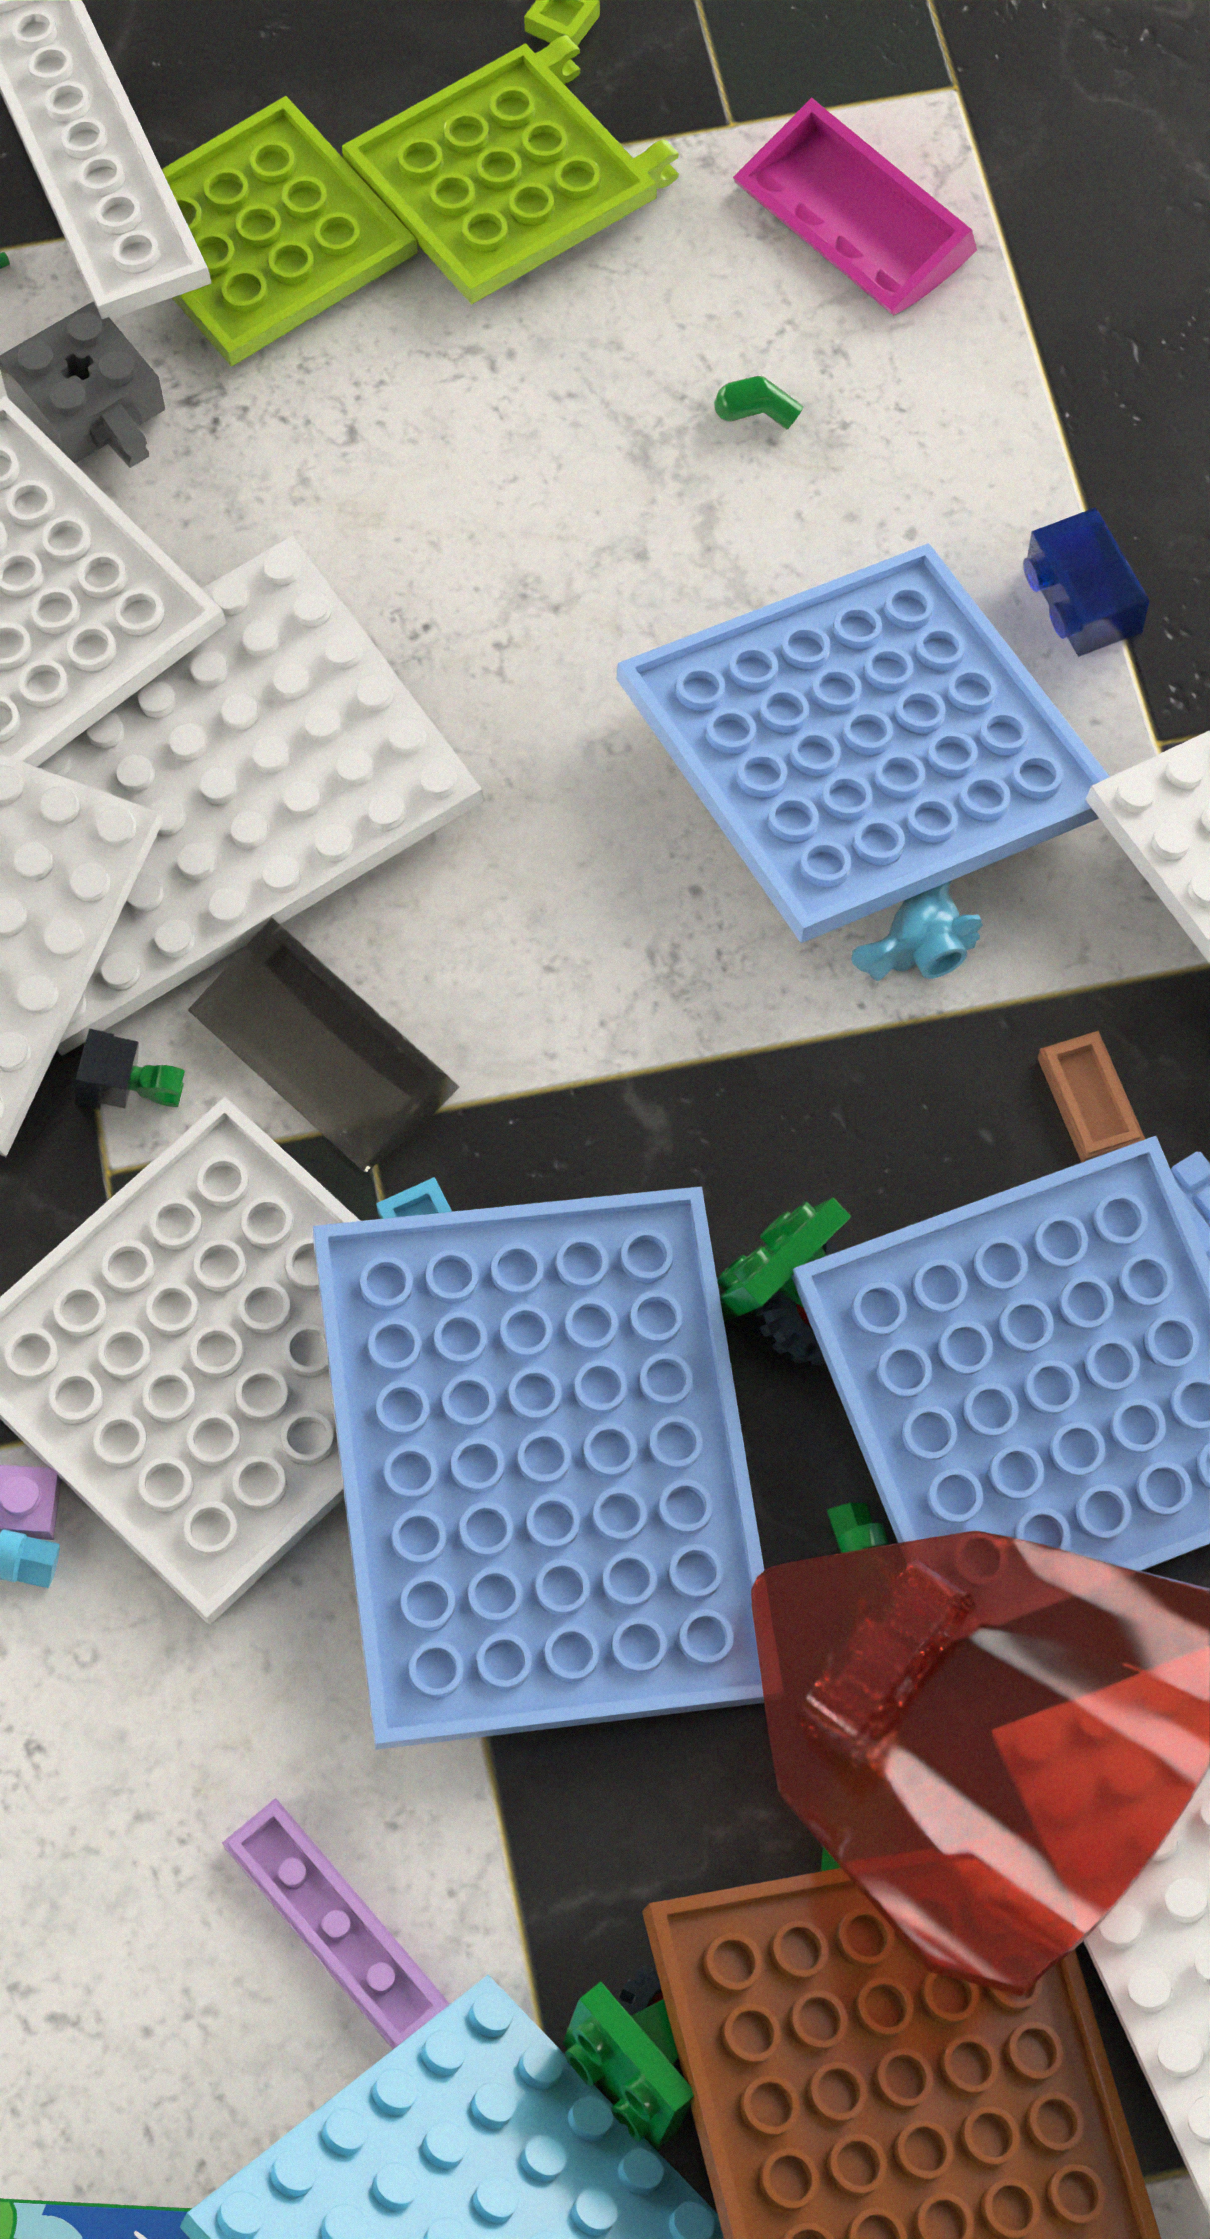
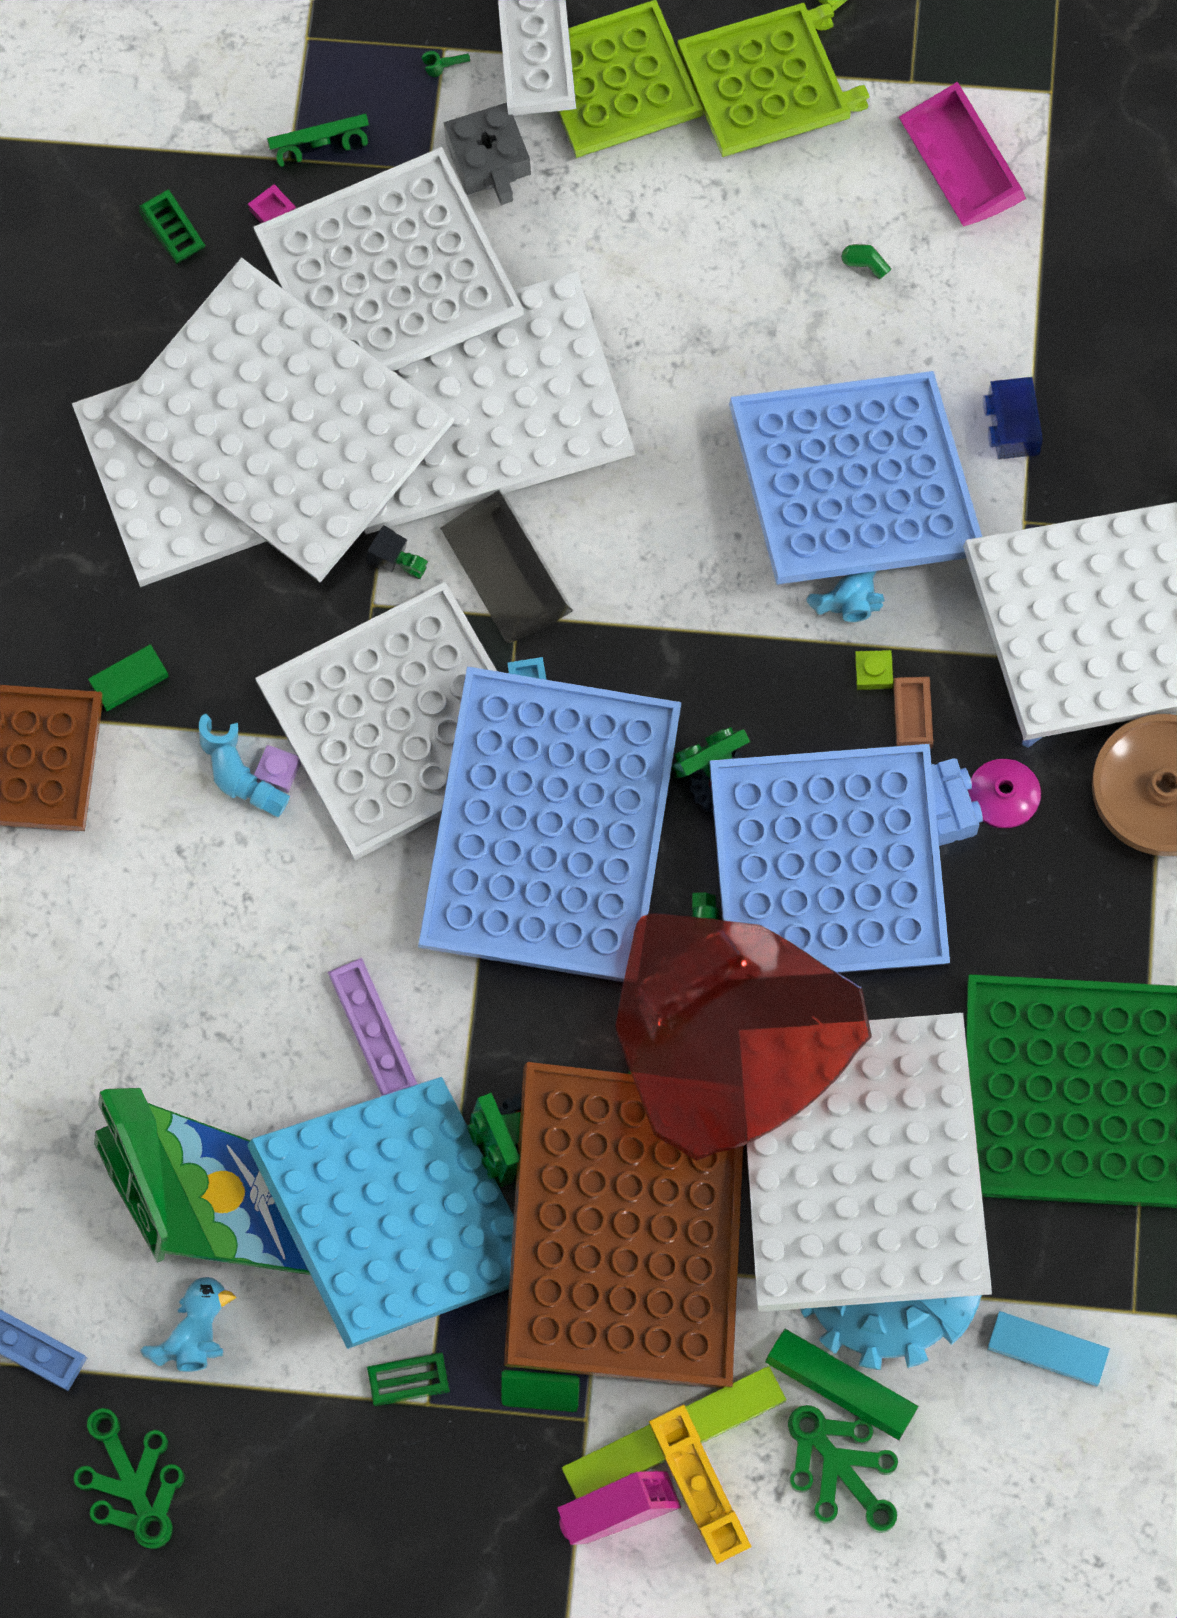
camera: 20 degrees right, 5 degrees up
(1001, 1046) = (874, 670): none -> lime plate

